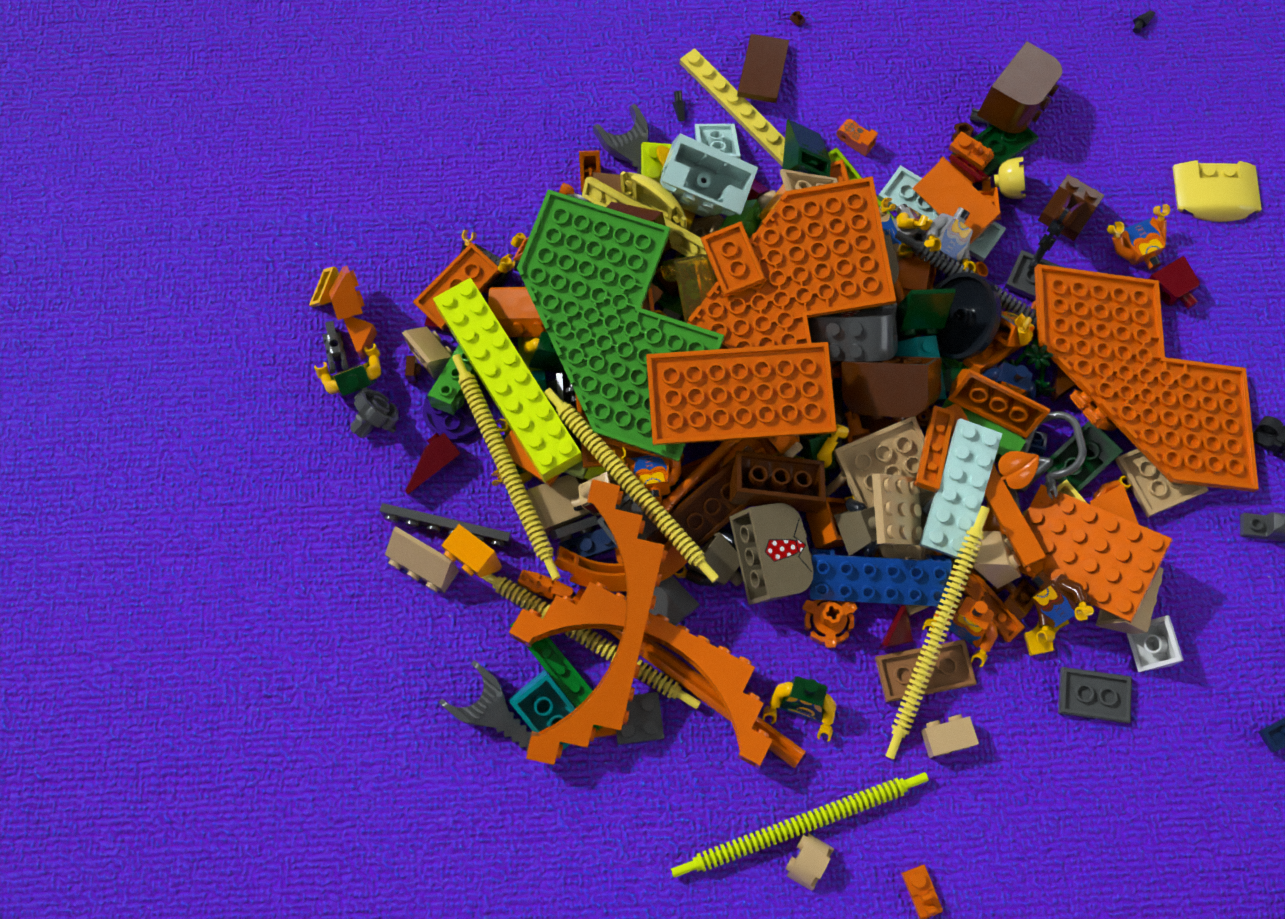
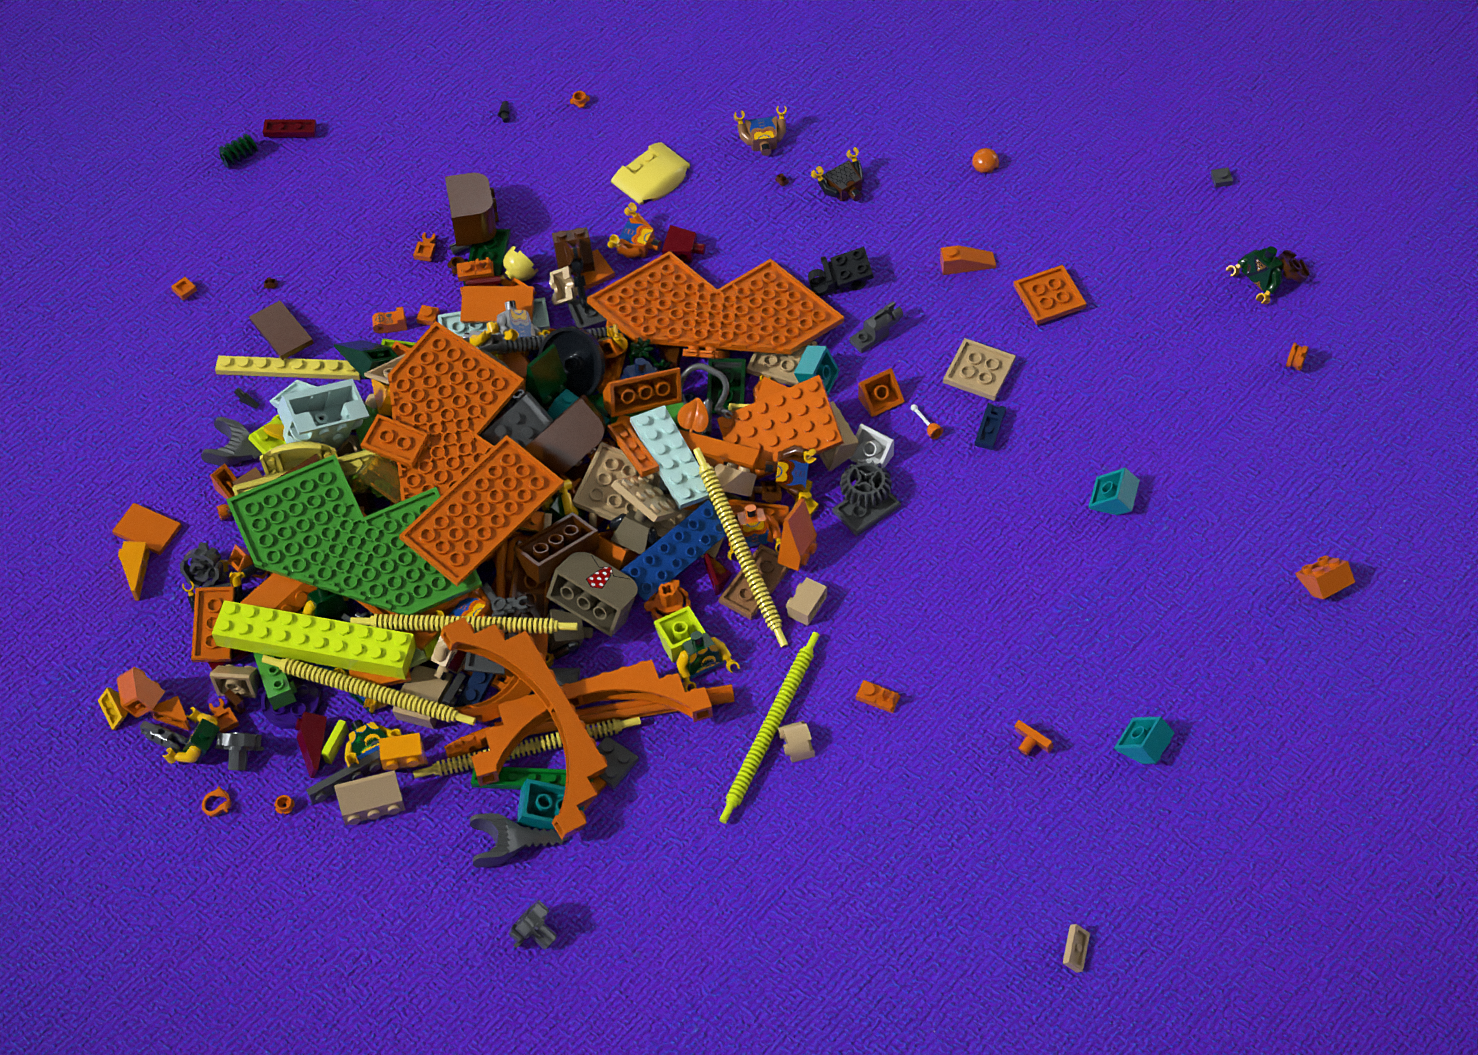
camera: 45 degrees left, 15 degrees down
(318, 453) = (222, 807): none -> orange piece
(361, 491) = (280, 801): none -> orange plate
(392, 375) = (225, 717): none -> orange plate
(425, 808) = (532, 925): none -> dark grey piece
(448, 480) = (335, 741): none -> neon yellow tile
(457, 176) = (134, 560): none -> light orange slope
(469, 506) = (365, 740): none -> torso
(498, 153) = (147, 526): none -> orange tile
(500, 225) = (204, 564): none -> dark grey piece
(679, 493) = (503, 606): none -> dark grey piece
(809, 658) = (676, 630): none -> neon yellow slope
(894, 158) = (427, 315): none -> orange plate
(951, 95) = (425, 250): none -> orange plate
(997, 674) = (797, 537): none -> orange slope
(1033, 229) = (563, 286): none -> tan cylinder
(1081, 247) = (601, 274): none -> orange tile
(1117, 658) = (866, 478): none -> dark grey gear
(1181, 517) = (817, 361): none -> teal slope
(1218, 596) = (880, 392): none -> orange slope
(1221, 63) = (579, 99): none -> orange plate
(1232, 678) = (933, 430): none -> orange hinge

